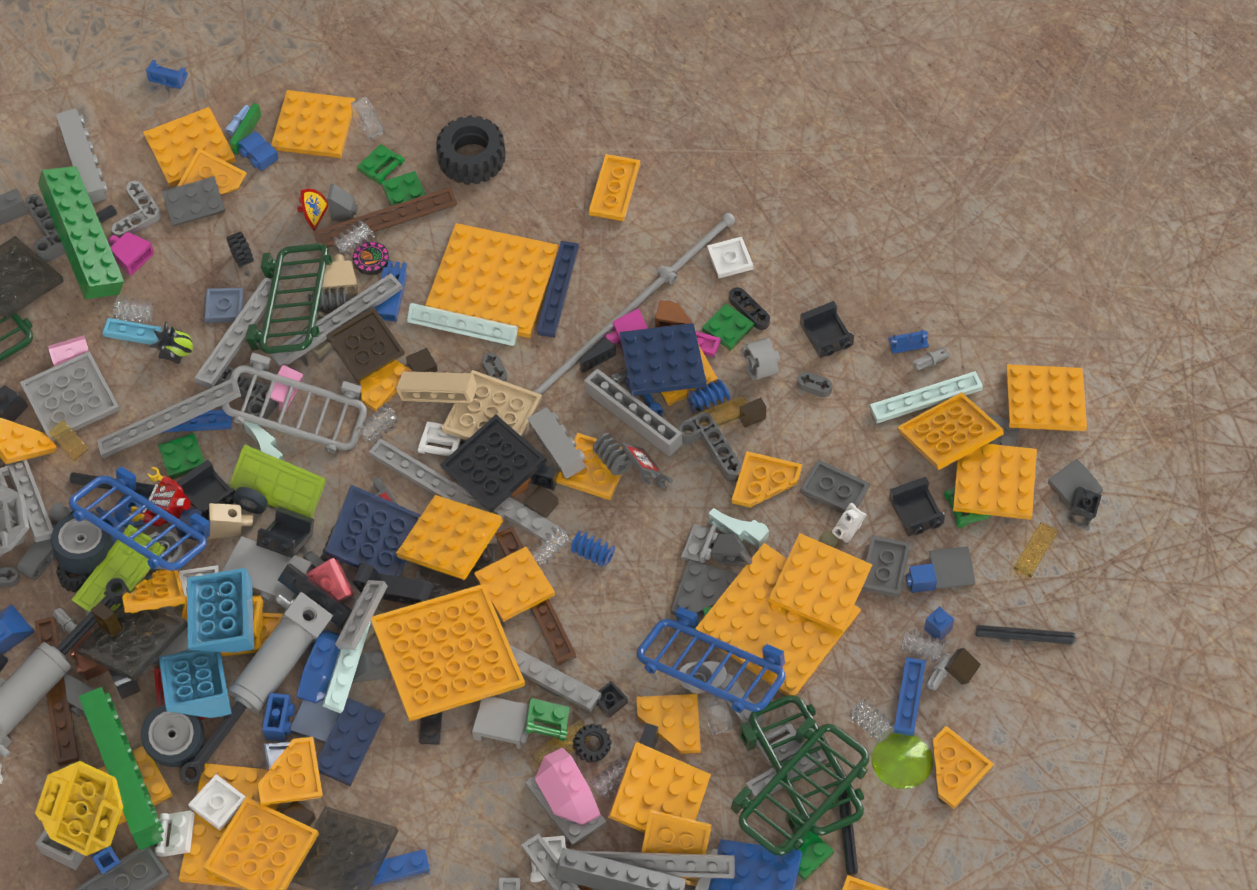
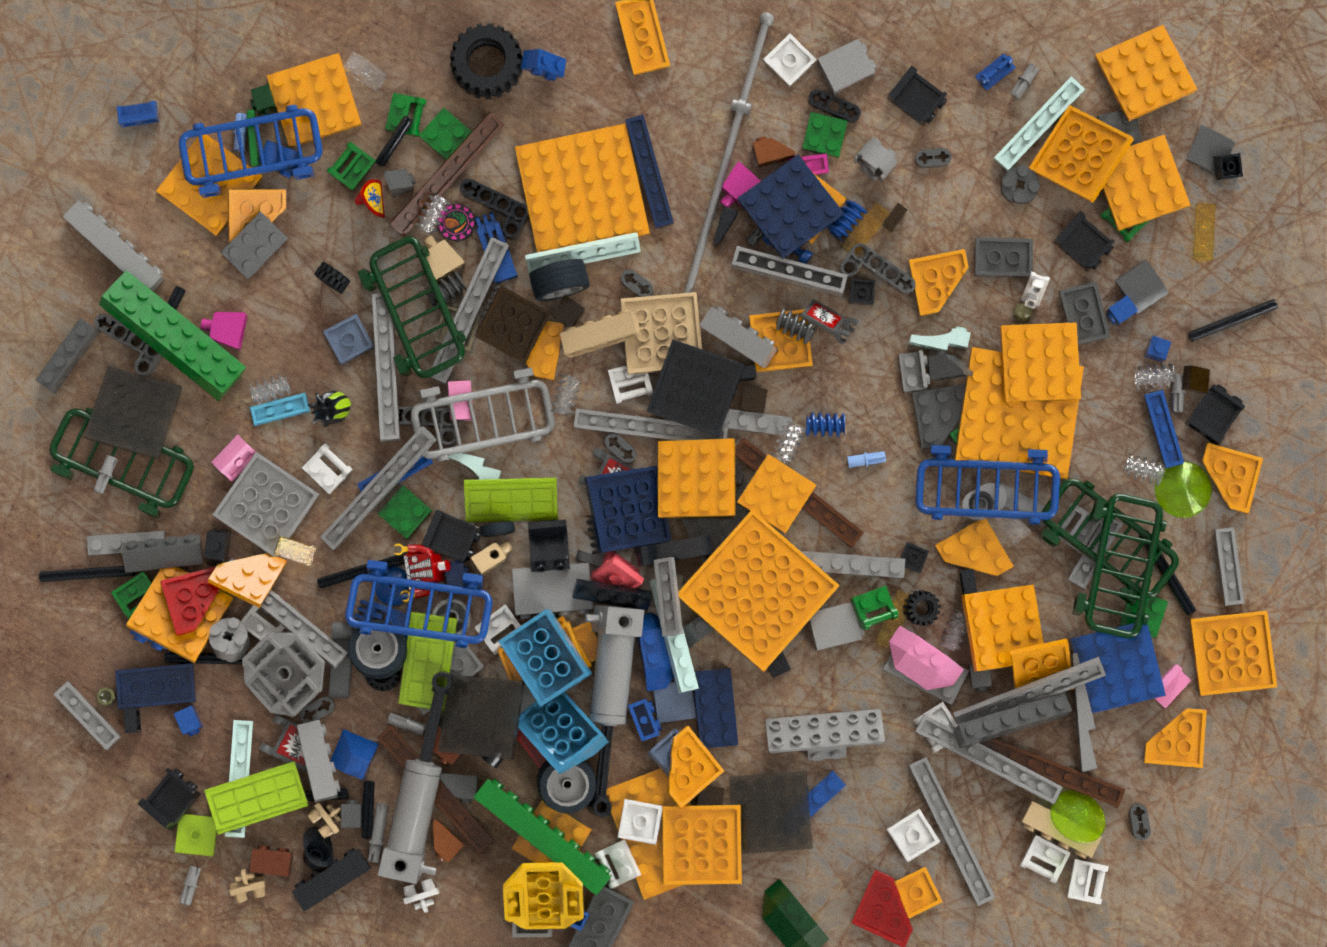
camera: 30 degrees left, 25 degrees up
(34, 738) = (445, 842): none -> dark orange slope
(106, 619) = (451, 714): dark brown piece -> none
(133, 395) = (322, 473): none -> white plate
(142, 213) = (211, 281): light grey beam -> none
(160, 591) = (475, 666): light orange plate -> none
(266, 159) = (301, 172): none -> blue bar
(271, 104) = (263, 100): none -> dark green brick
(319, 182) = (355, 170): none -> green plate
(359, 174) = (394, 141): none -> black axle
(402, 488) = (617, 452): none -> dark grey beam
(422, 266) = (492, 204): none -> black beam
(427, 327) = (559, 279): none -> black wheel
(435, 813) = (825, 734): none -> light grey bracket
(516, 168) = (543, 64): none -> blue brick
(612, 833) = (979, 679): none -> dark grey brick
(614, 596) = (866, 459): none -> light blue axle
(690, 460) = (862, 292): none -> black piece
(777, 280) = (846, 66): none -> light grey panel
(876, 446) = (1020, 196): none -> dark grey plate
(910, 847) = (1229, 566): none -> light grey plate
(967, 706) = (1215, 414): none -> black panel

